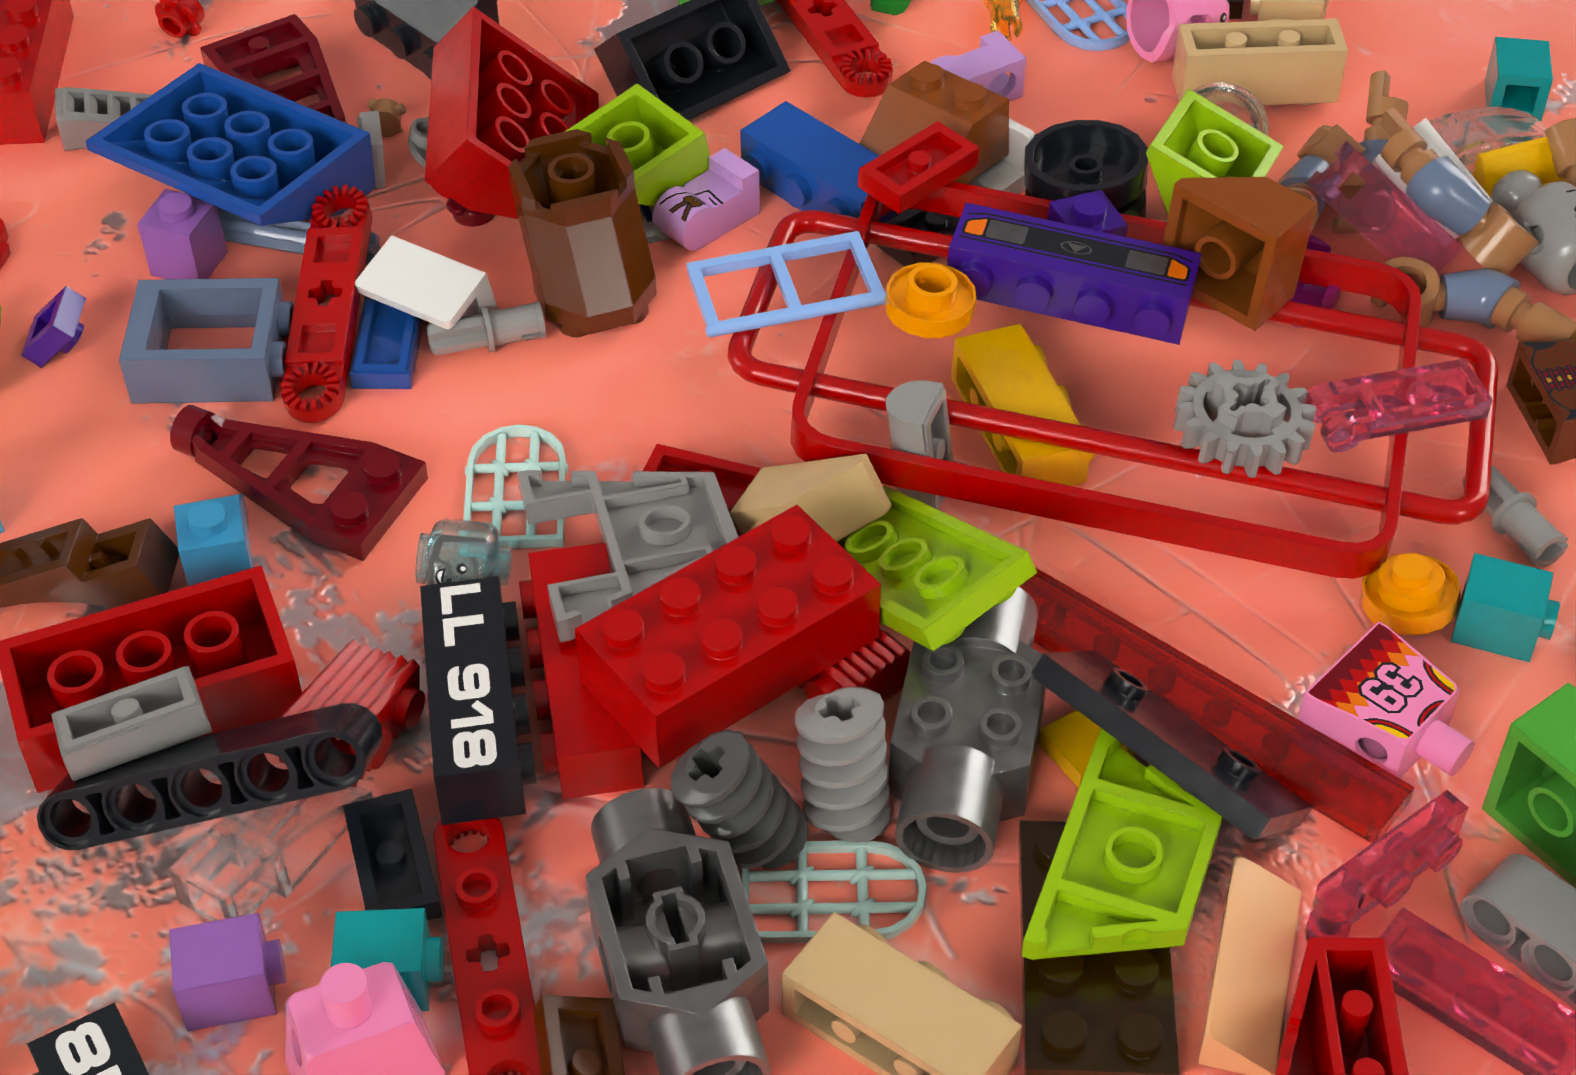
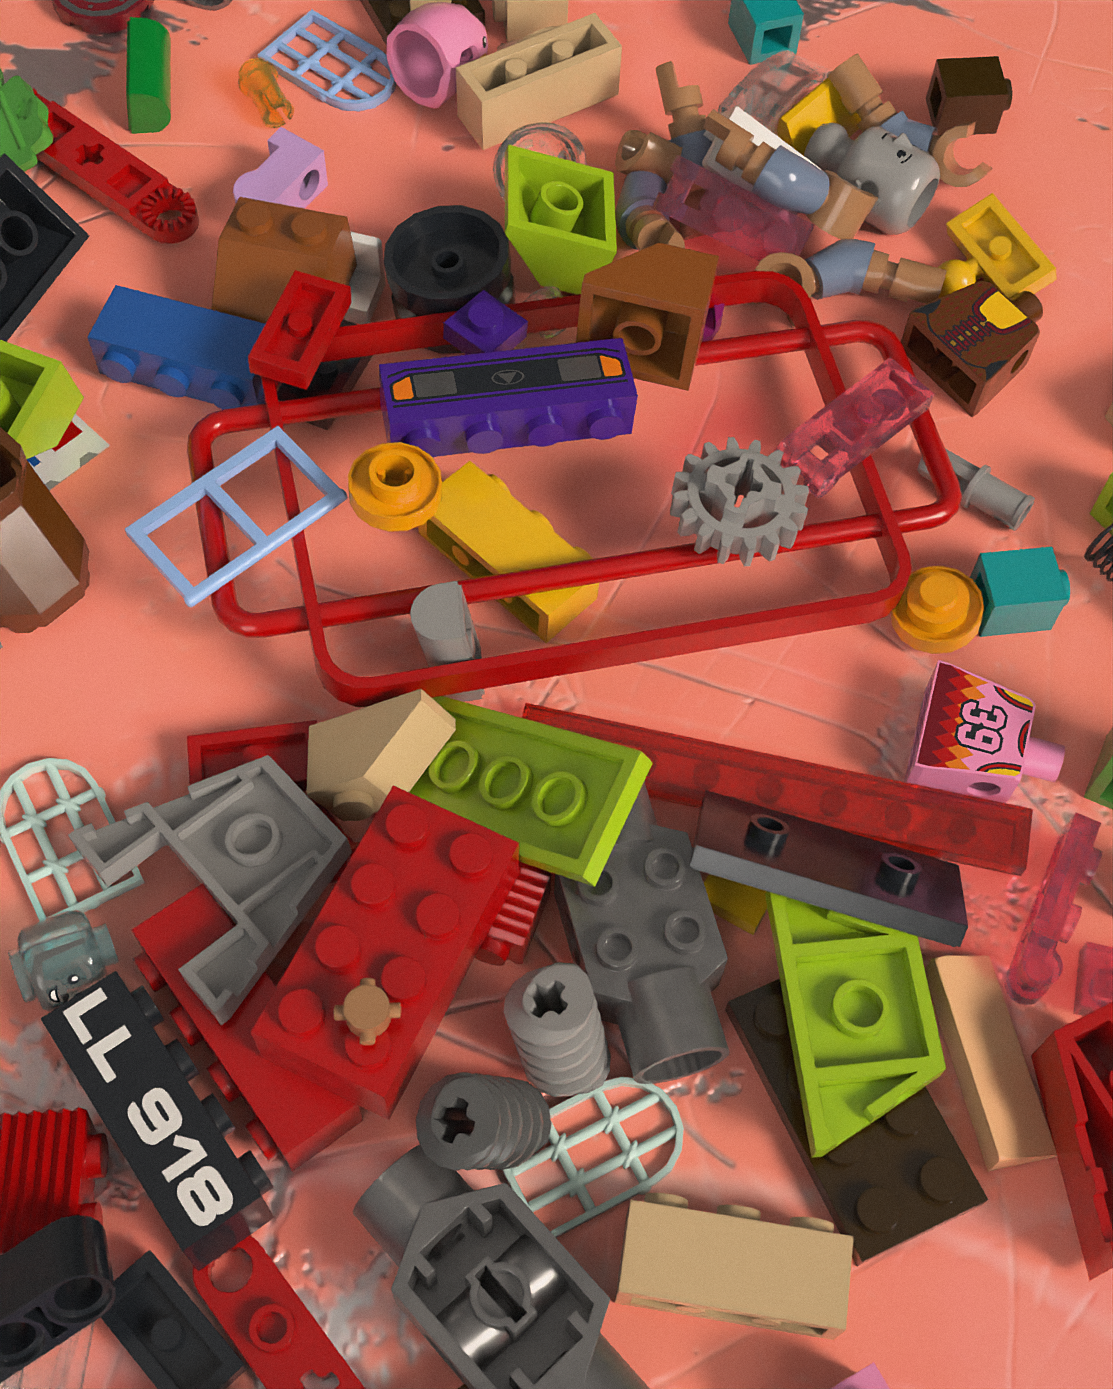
camera: 30 degrees left, 15 degrees up
(675, 640) = (367, 1011): none -> medium nougat piece
(710, 202) = (92, 426): lavender leg -> none

